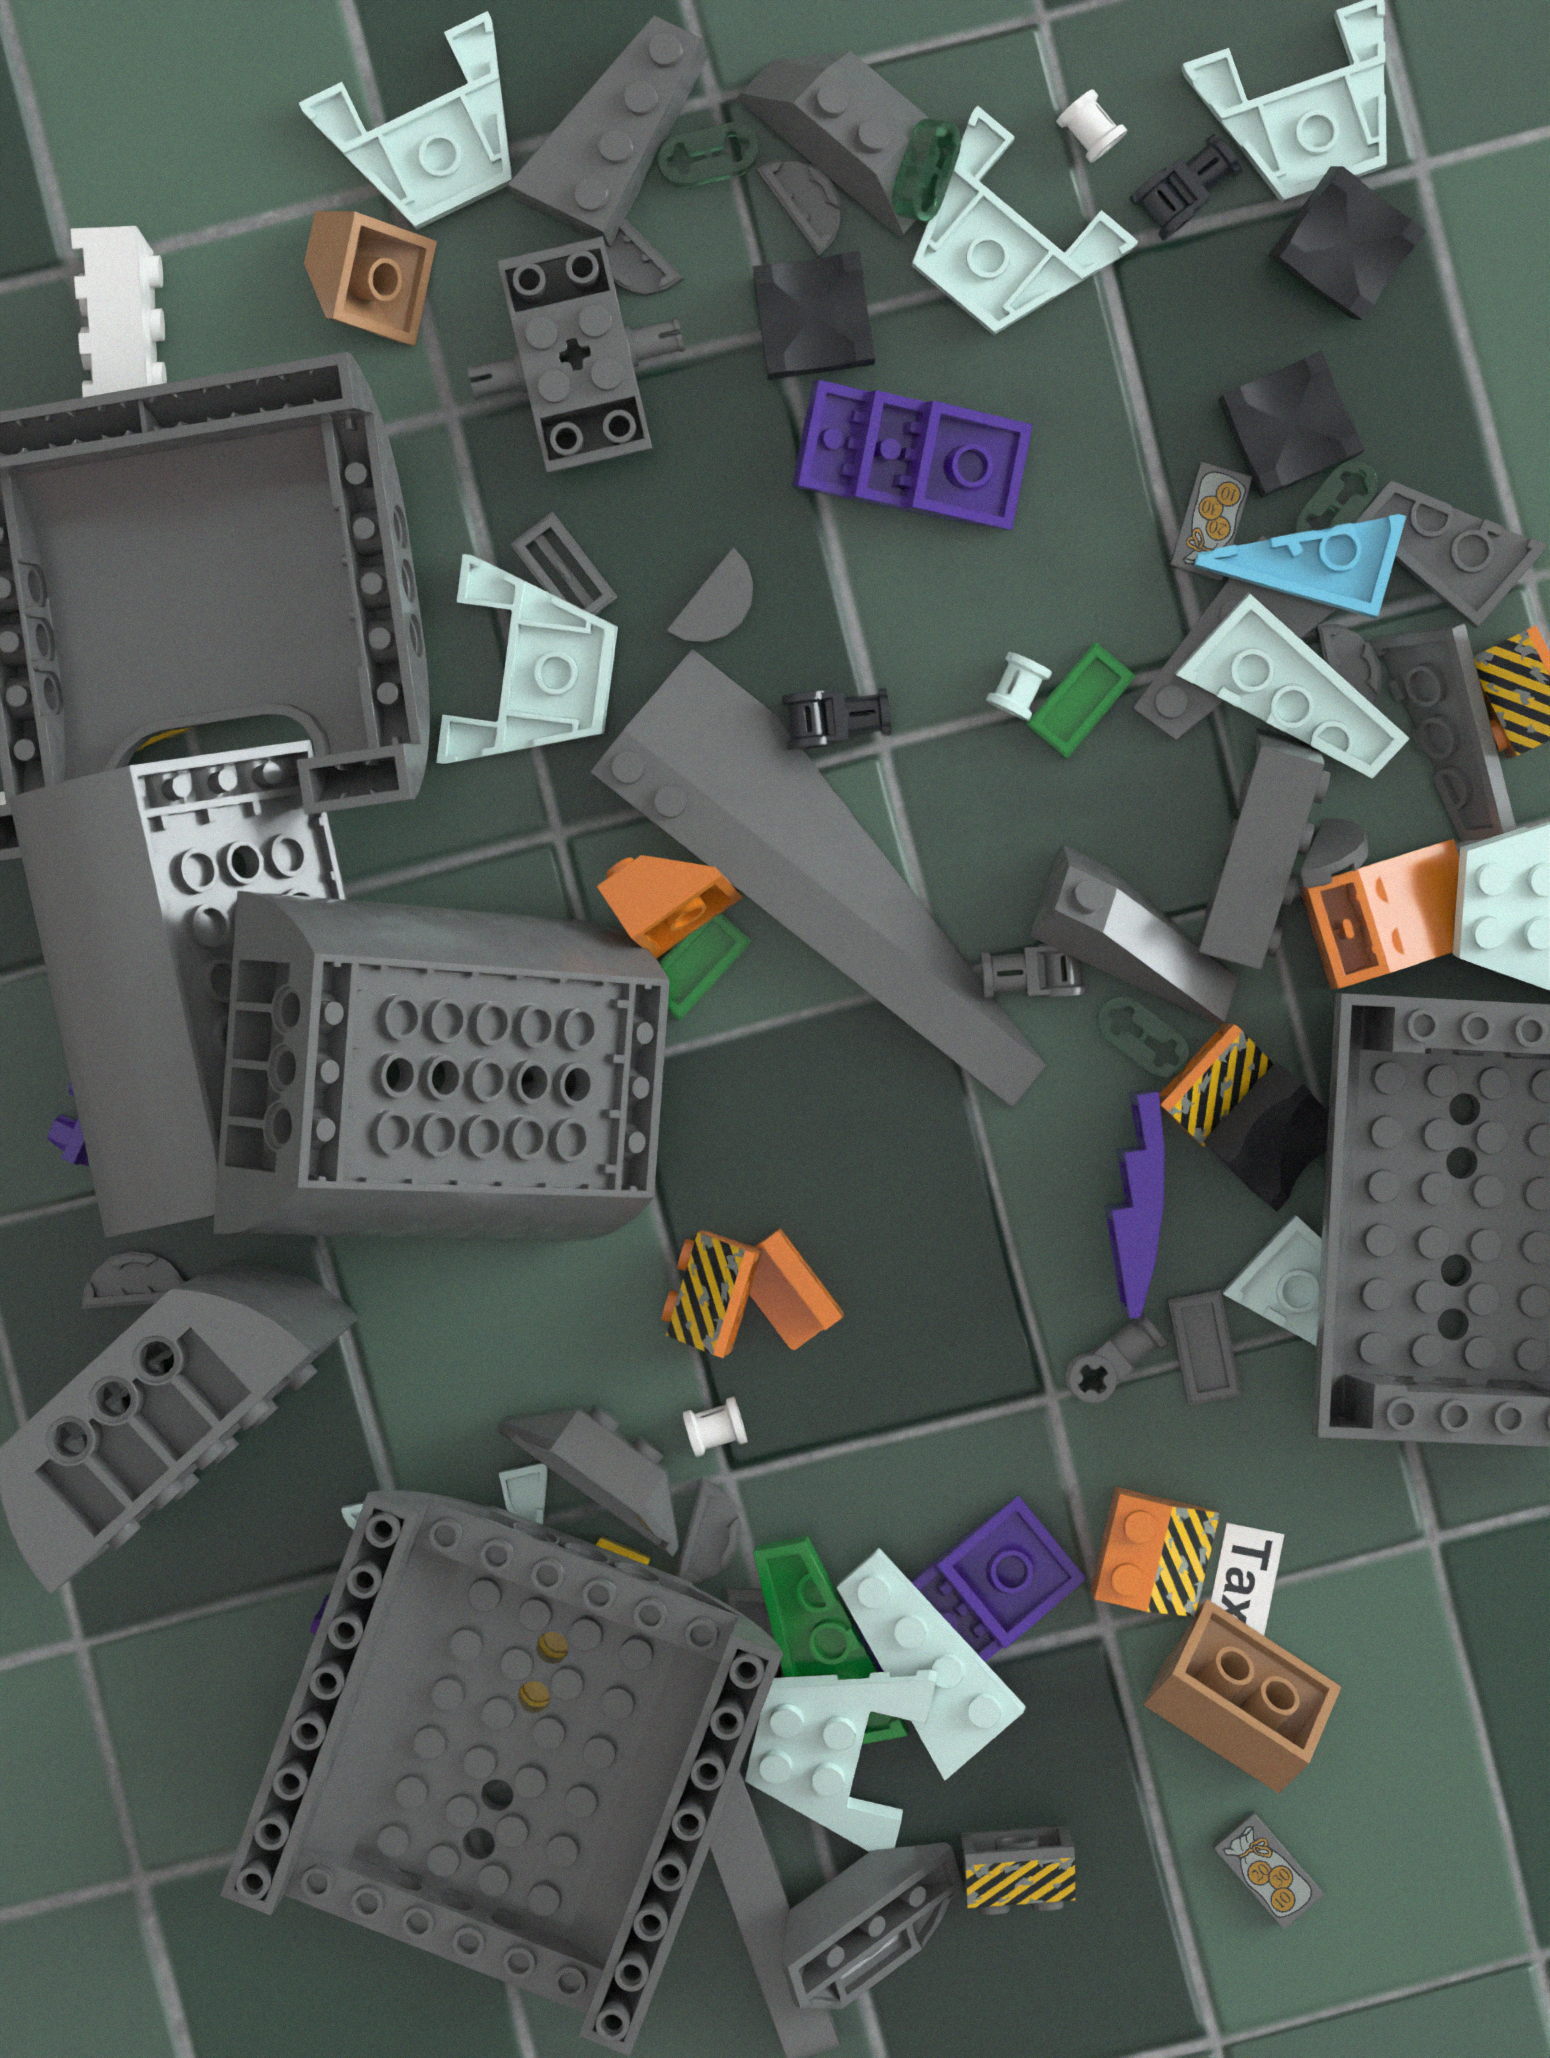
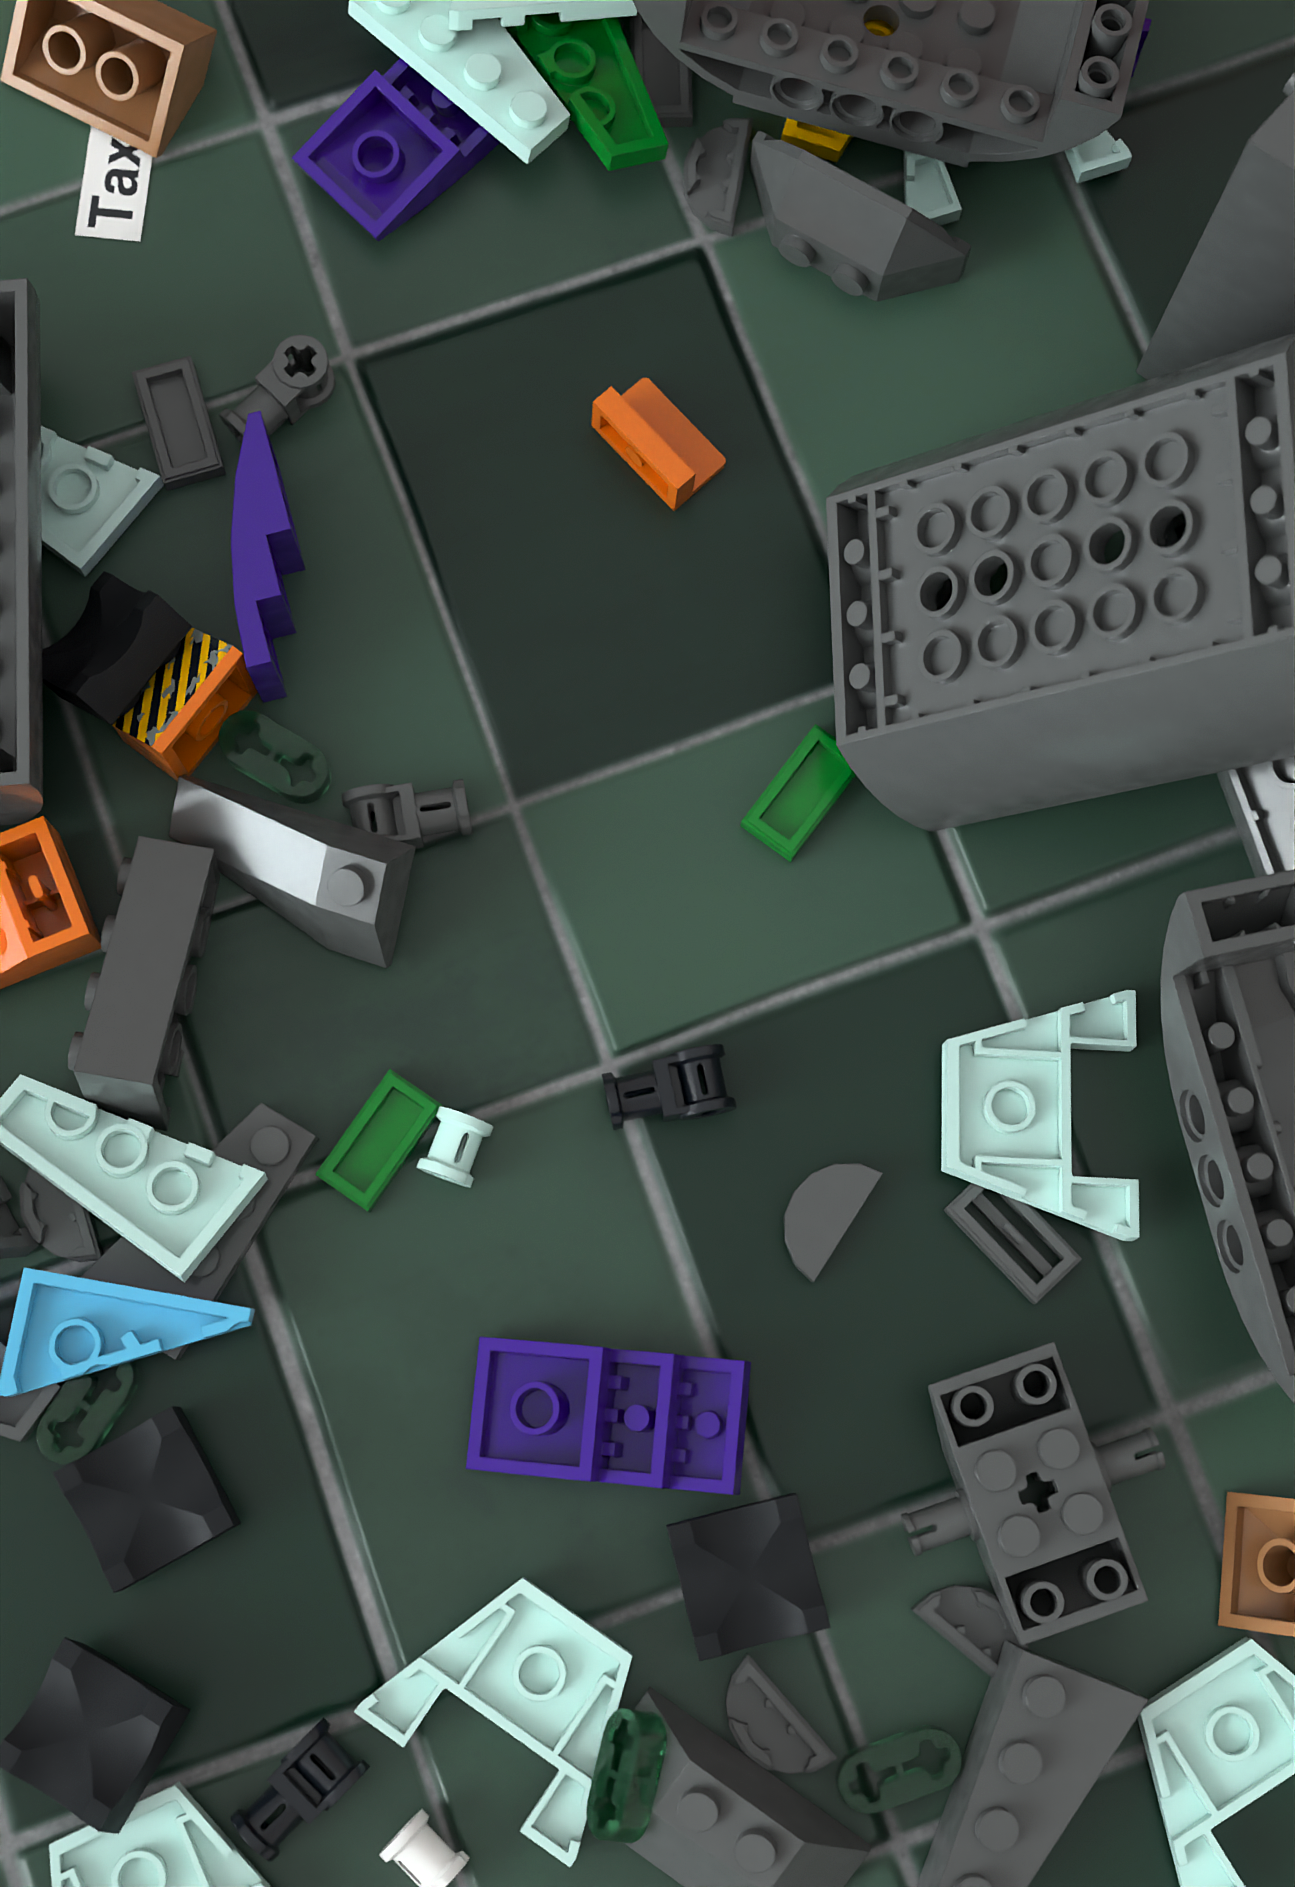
camera: 170 degrees right, 10 degrees down
(665, 899) = (855, 844): orange slope -> none
(712, 1292) = (744, 417): slope -> none
(715, 1427) = (724, 282): white bush -> none
(725, 787) = (741, 958): dark grey wedge -> none
(1154, 1553) = (221, 192): slope -> none
(1210, 516) = (239, 1378): tile -> none
(1335, 847) = (57, 980): dark grey tile -> none

